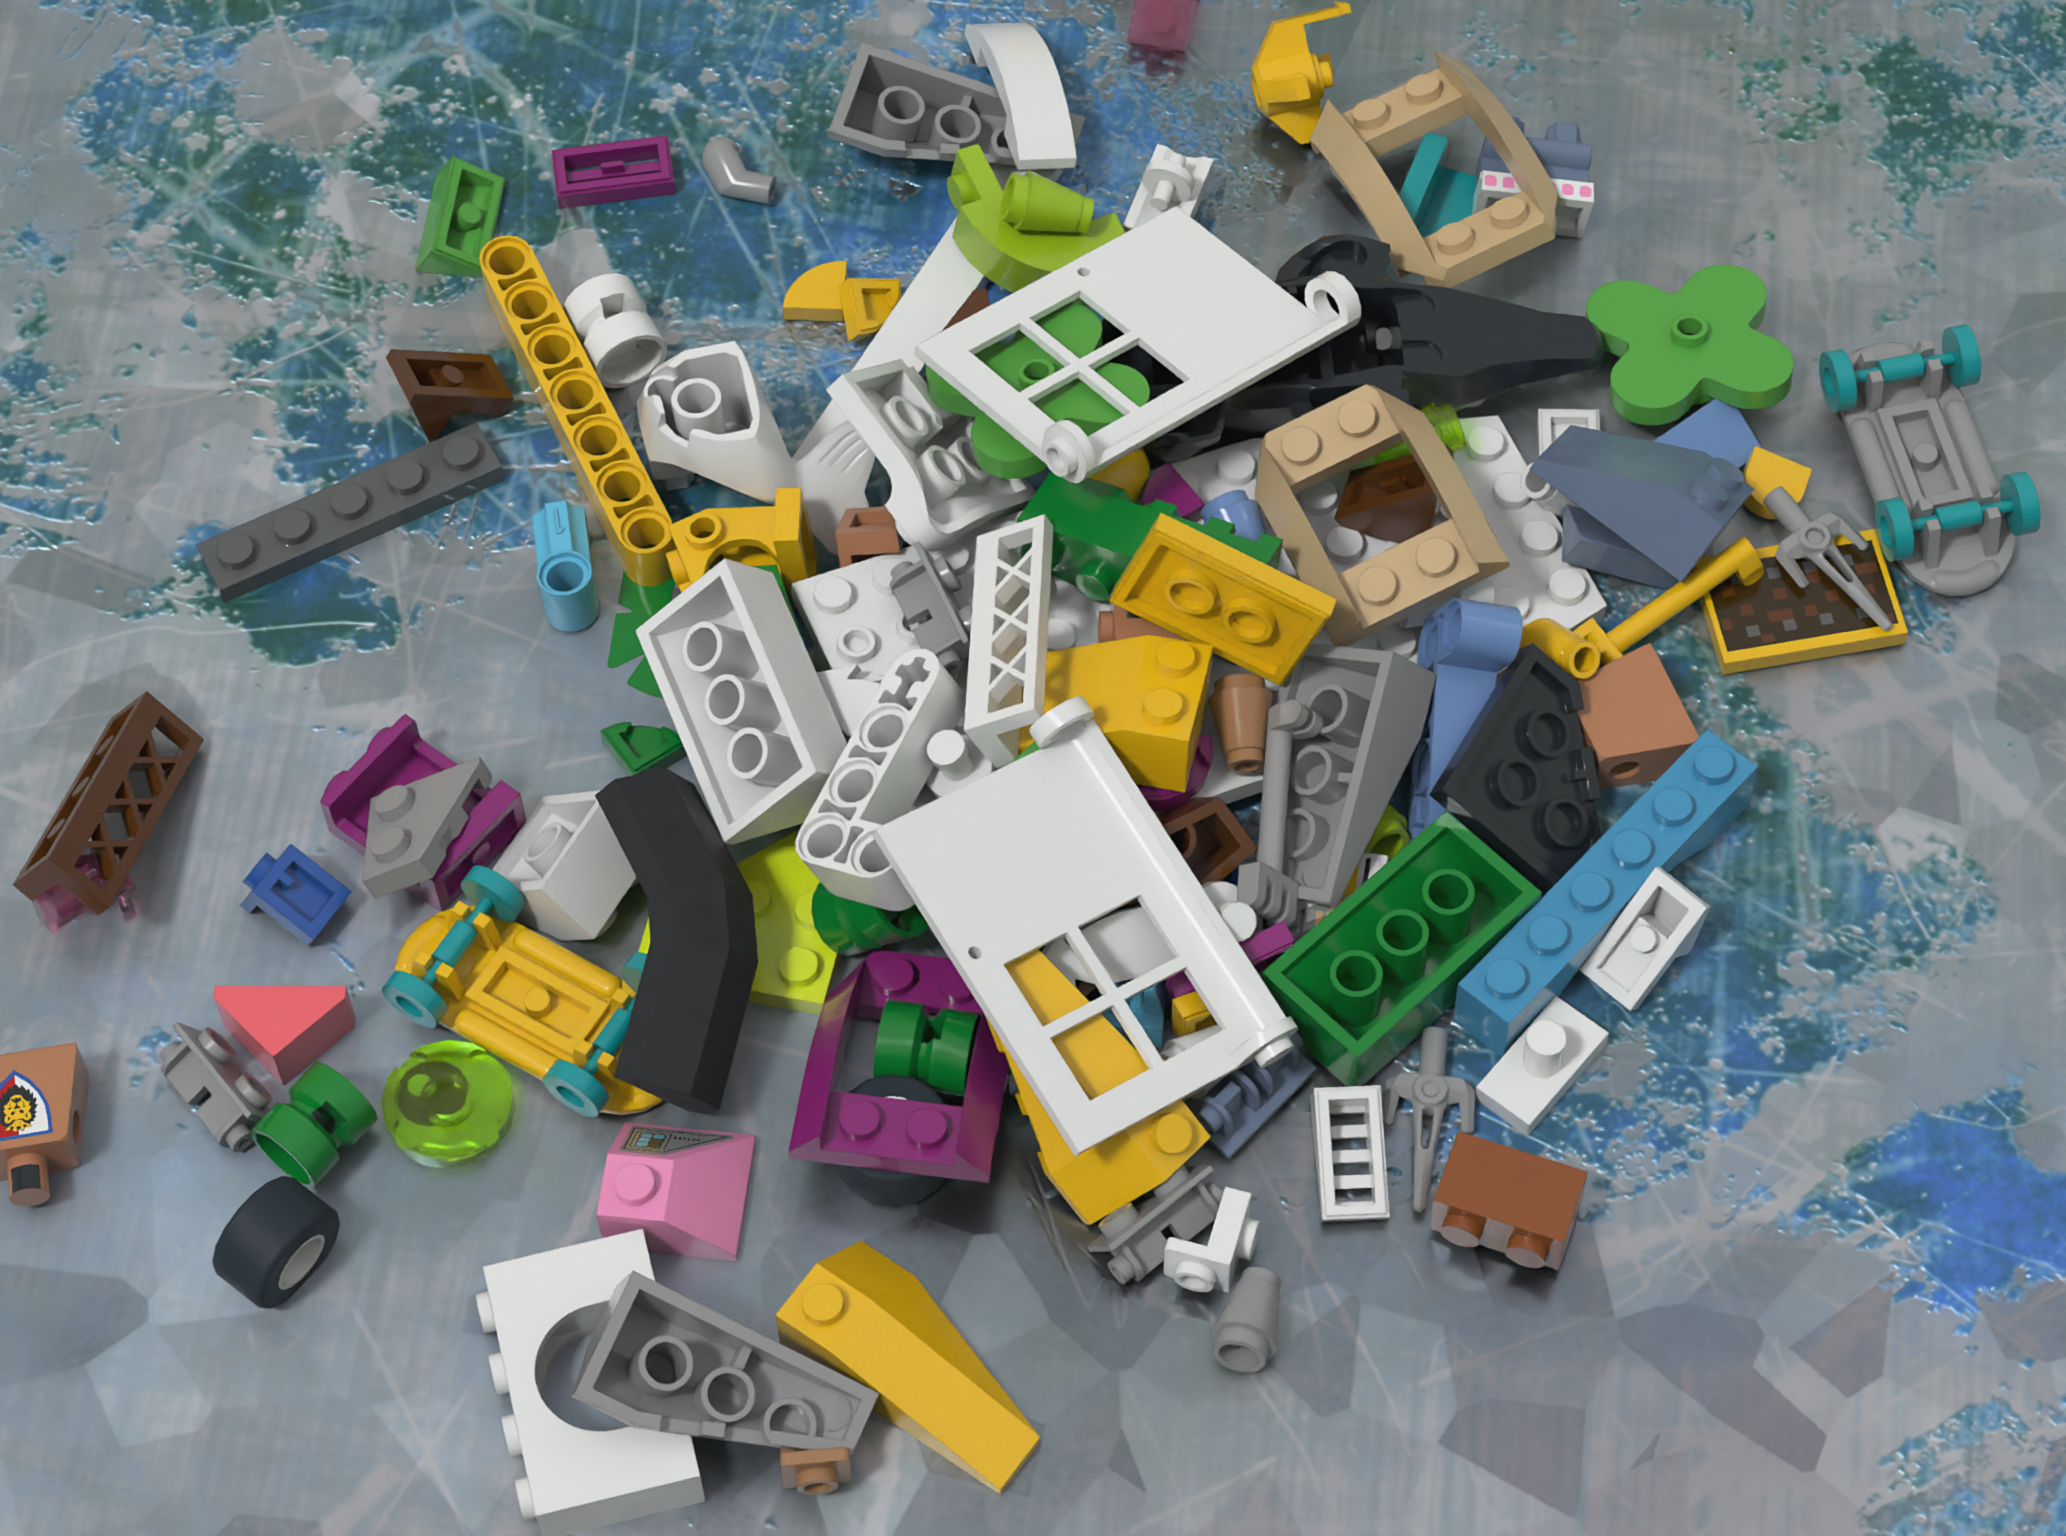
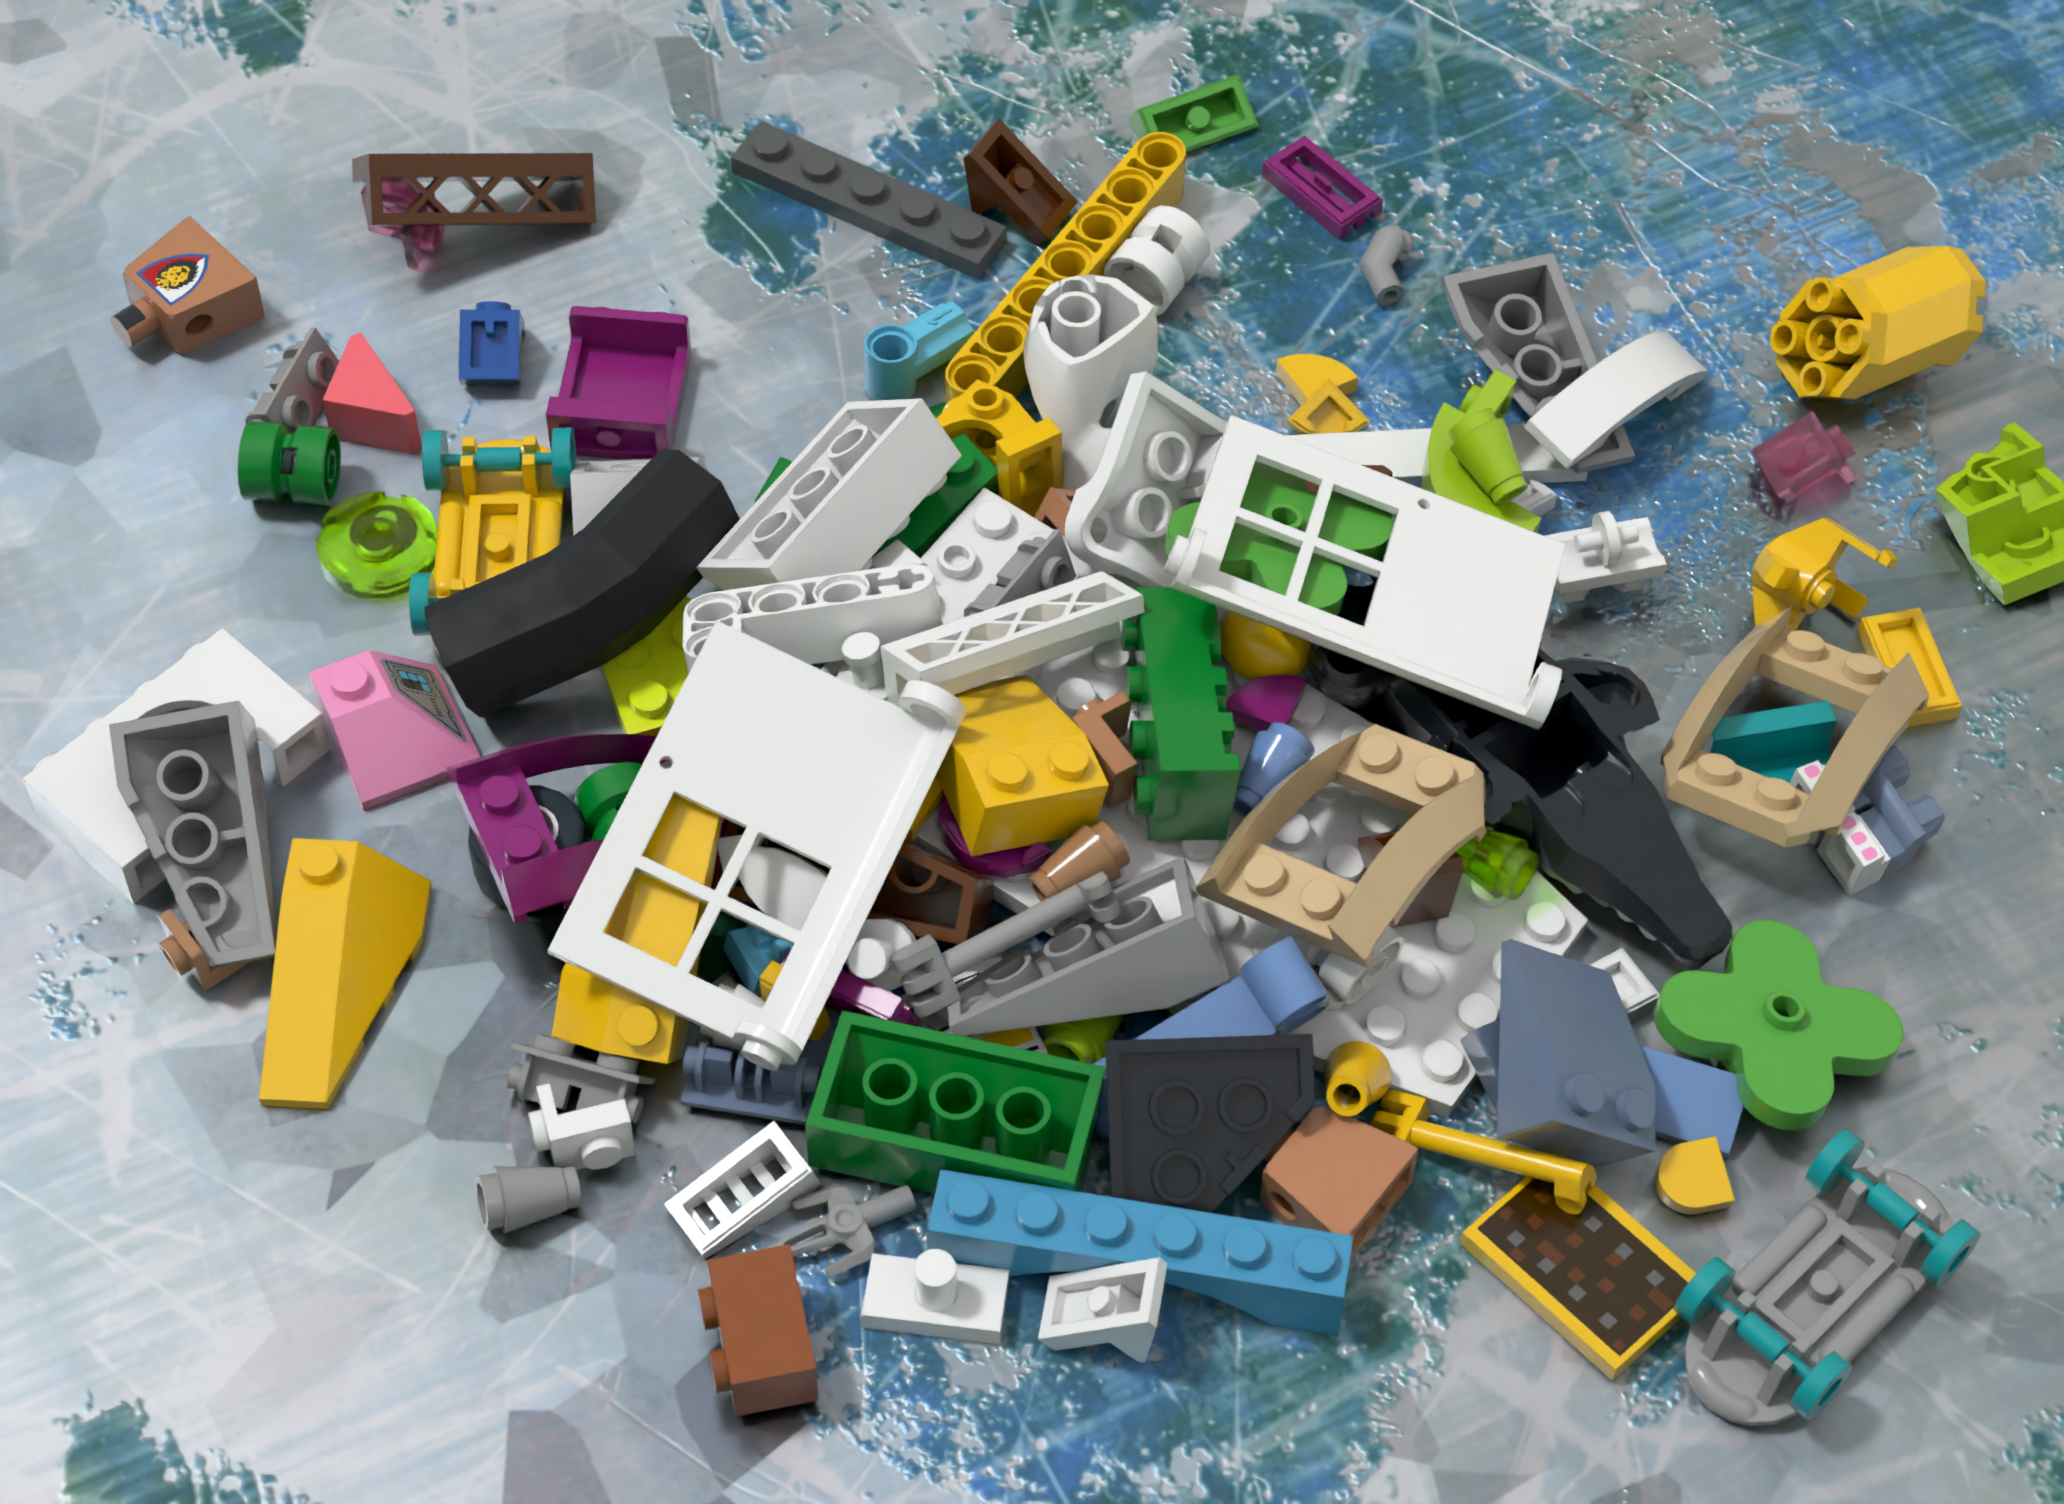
camera: 55 degrees right, 5 degrees down
(275, 1242) = (170, 493): black wheel -> none
(416, 824) = (587, 377): light grey wing -> none
(1222, 599) = (1141, 756): yellow tile -> none
(1389, 61) = (1905, 631): none -> yellow tile
(1814, 543) = (1645, 1236): light grey piece -> none

